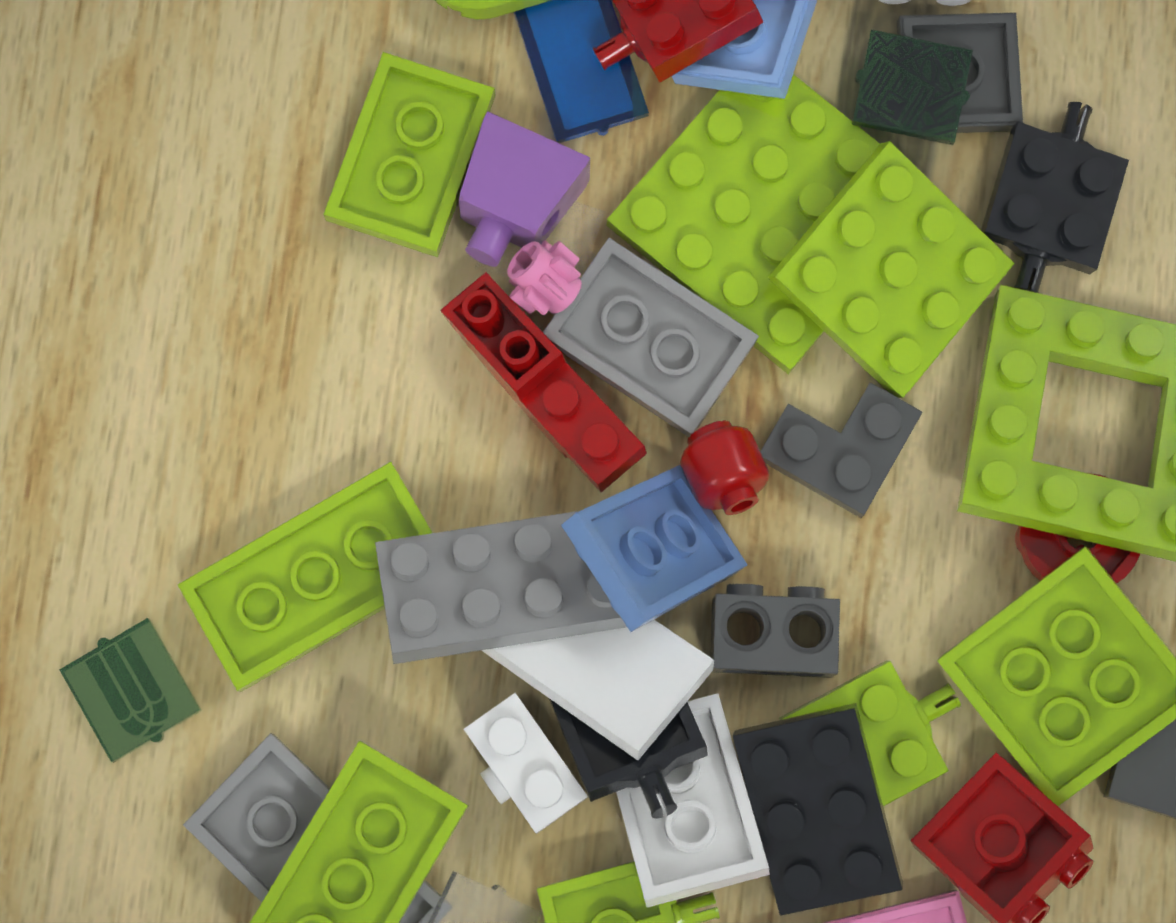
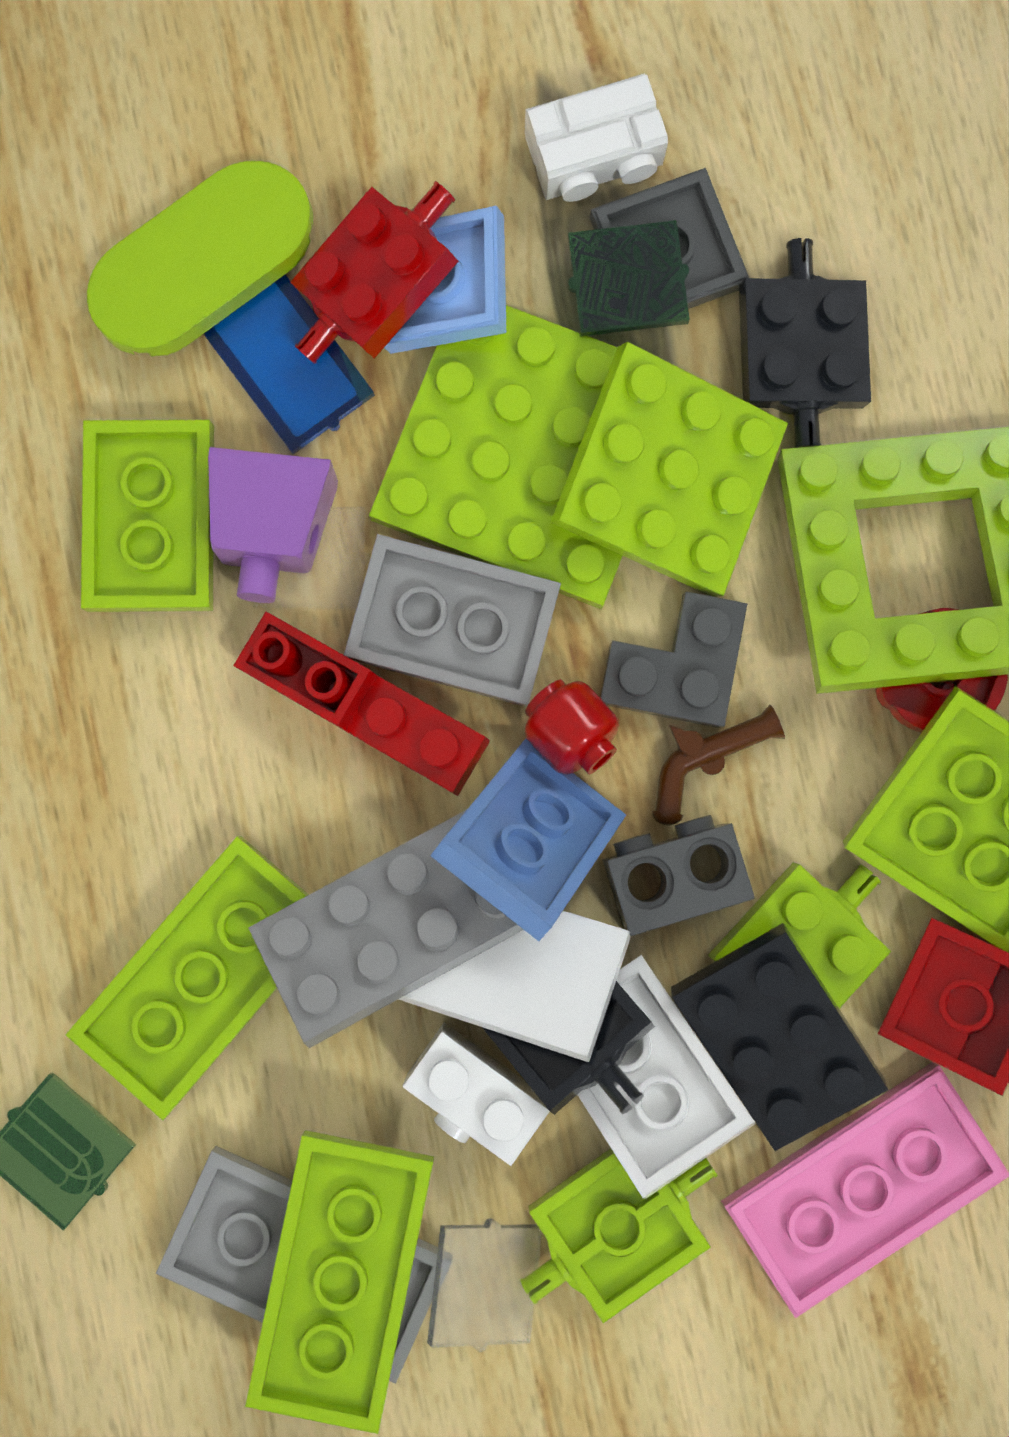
camera: 25 degrees left, 5 degrees up
(544, 277) = (326, 597): bright pink gear -> none
(840, 537) = (709, 756): none -> reddish brown piece

